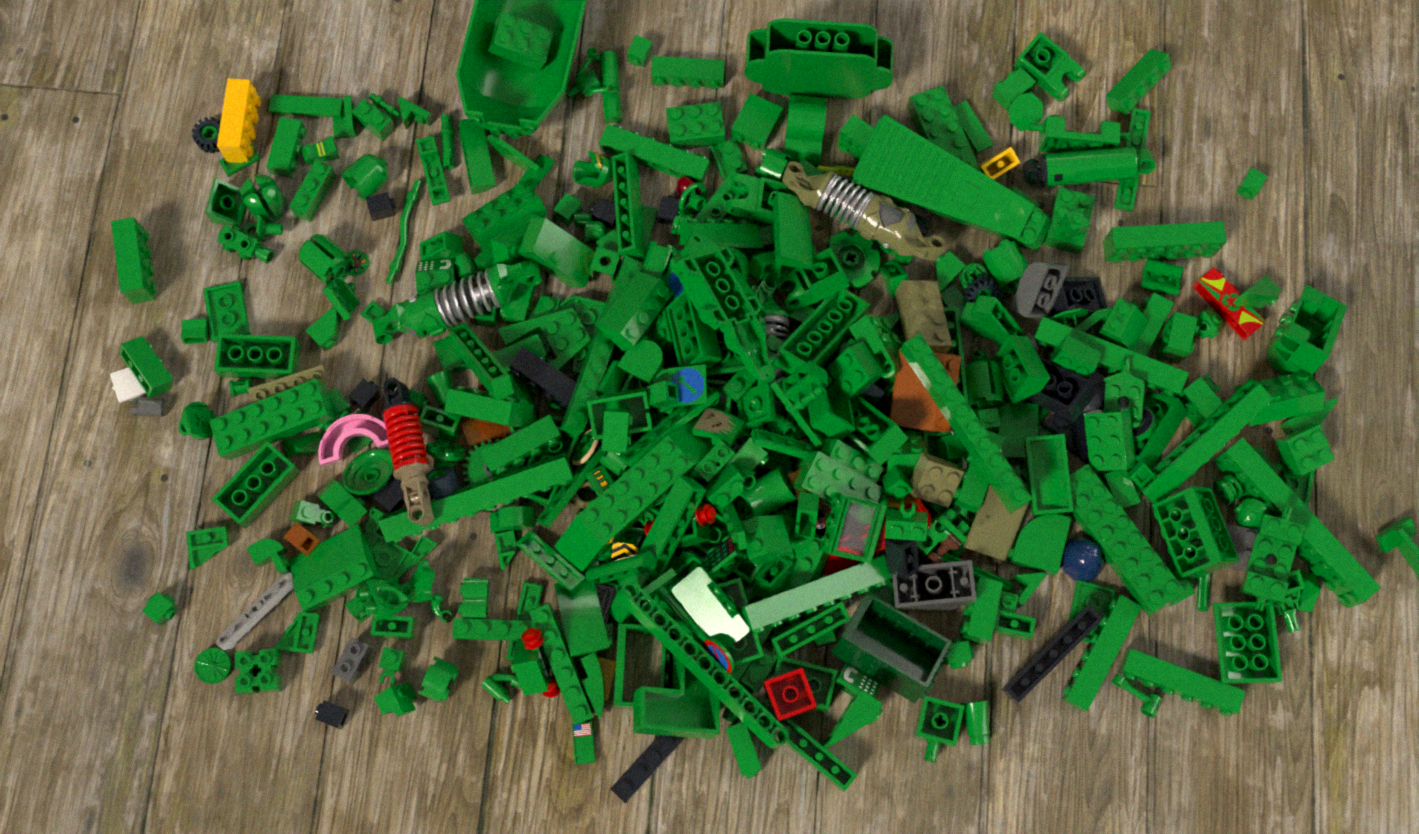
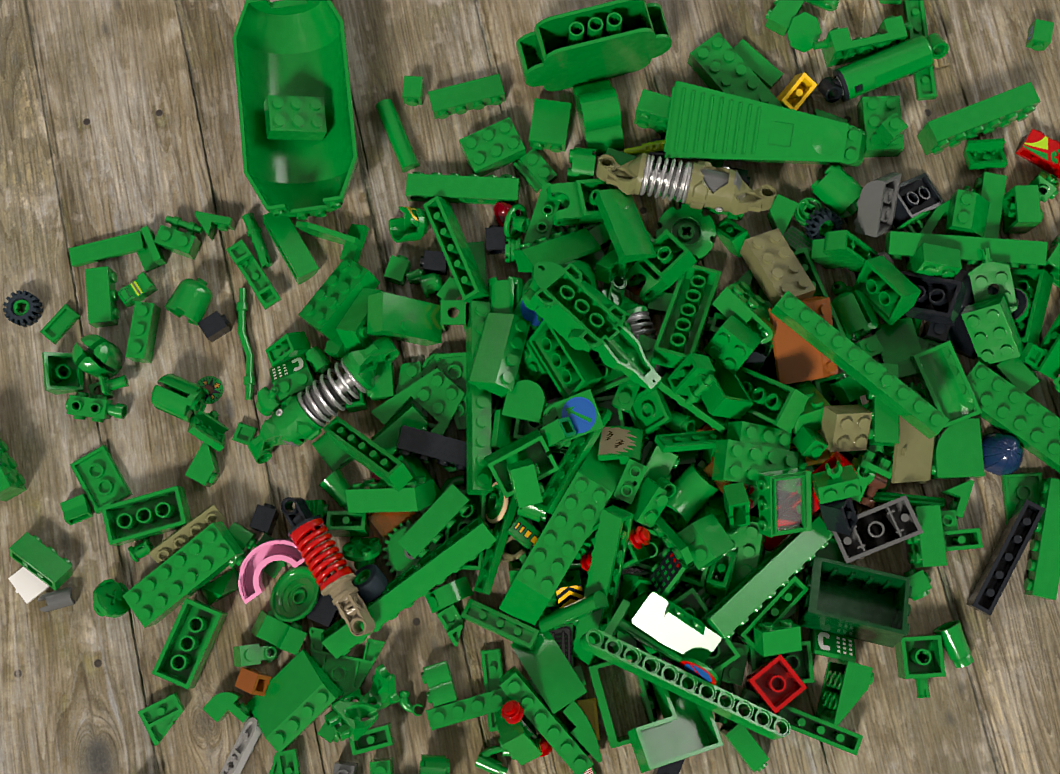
camera: 10 degrees left, 5 degrees up
(238, 121) = (45, 286): yellow brick -> none
(405, 288) = (267, 401): none -> green piece
(589, 83) = (375, 137): green piece -> none
(805, 653) = (777, 638): none -> green brick

